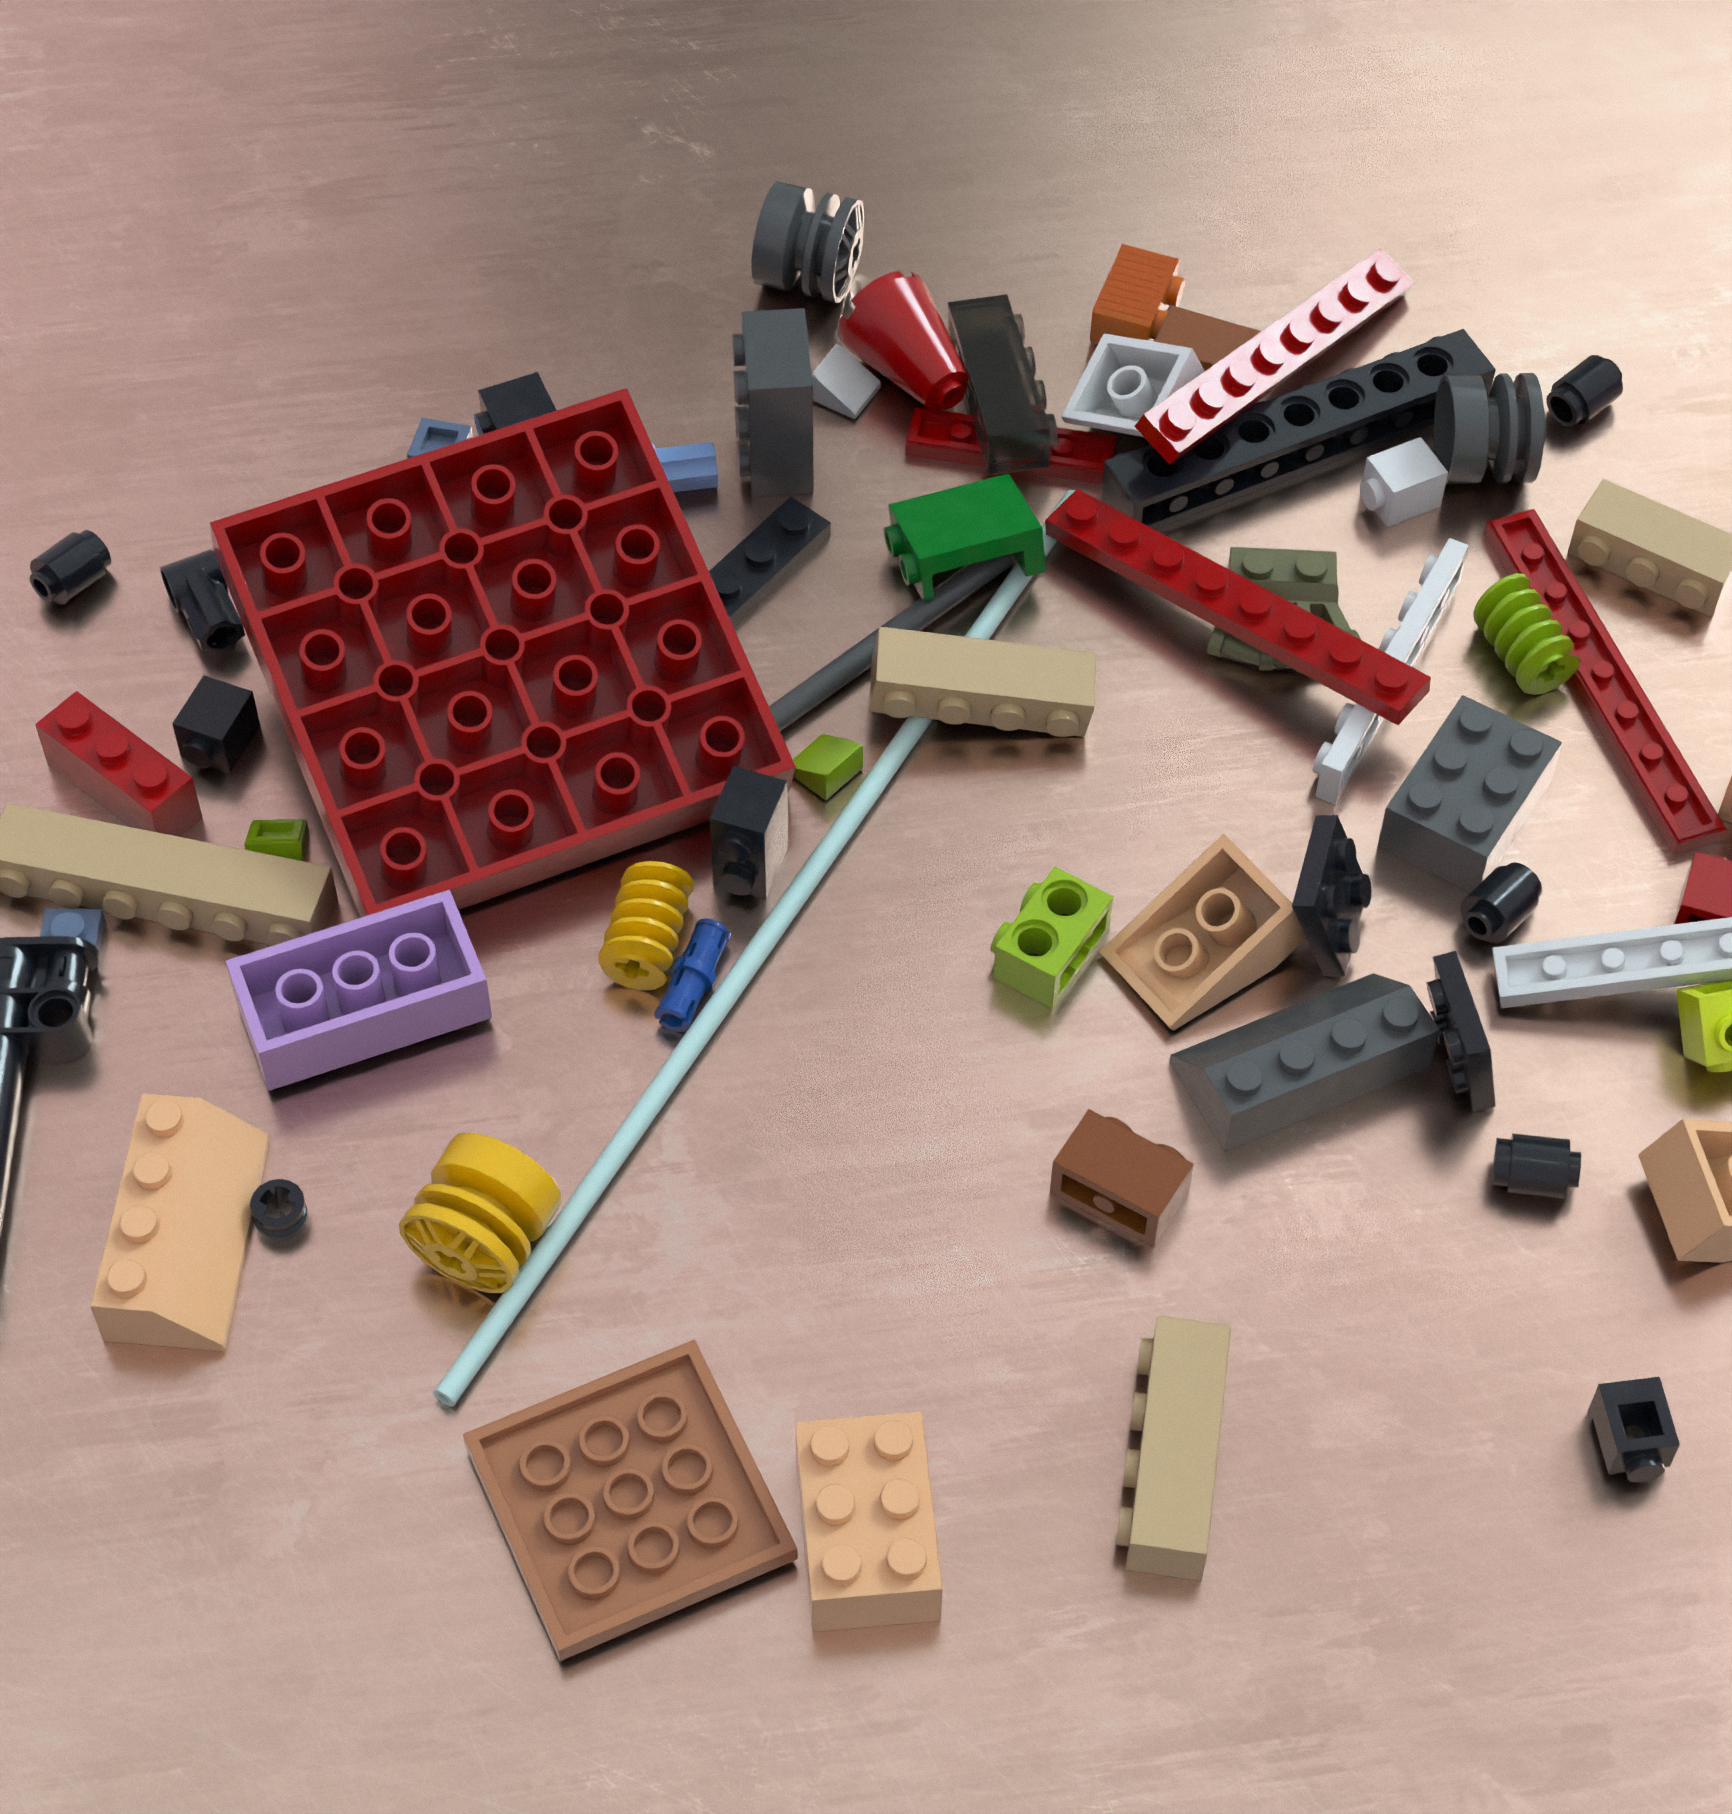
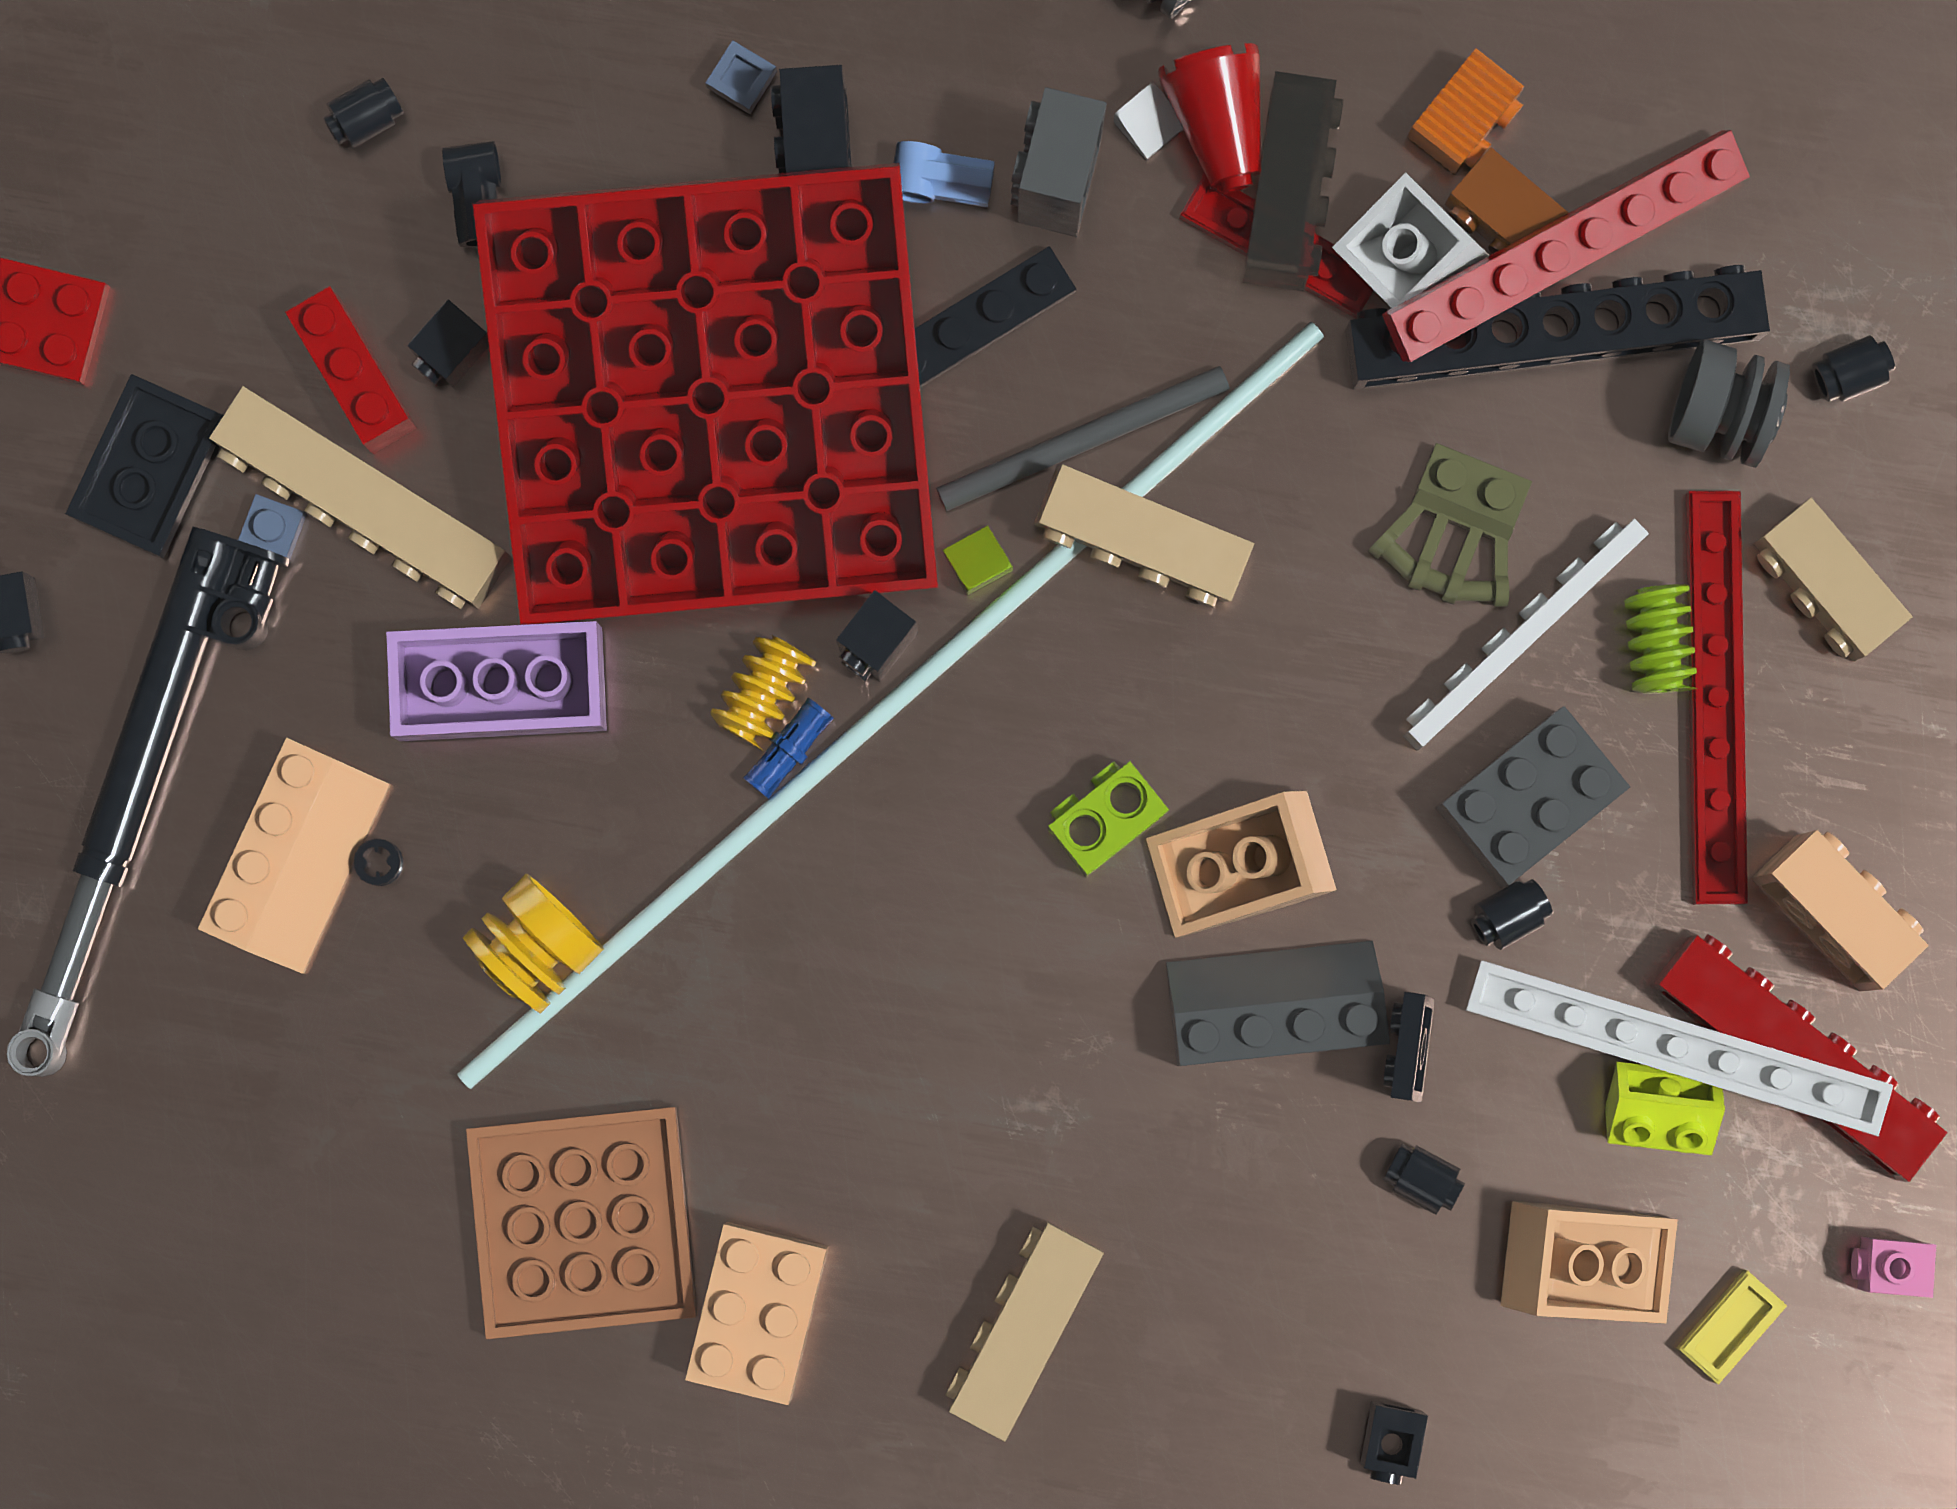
camera: 20 degrees right, 30 degrees up
(279, 838) = (471, 489): lime slope -> none
(963, 529) = (1188, 357): green panel -> none
(1121, 1177) = (1076, 1073): dark orange brick -> none
(1239, 607) = (1404, 527): red plate -> none
(1331, 895) = (1358, 872): black plate -> none
(1403, 482) = (1627, 423): white brick -> none

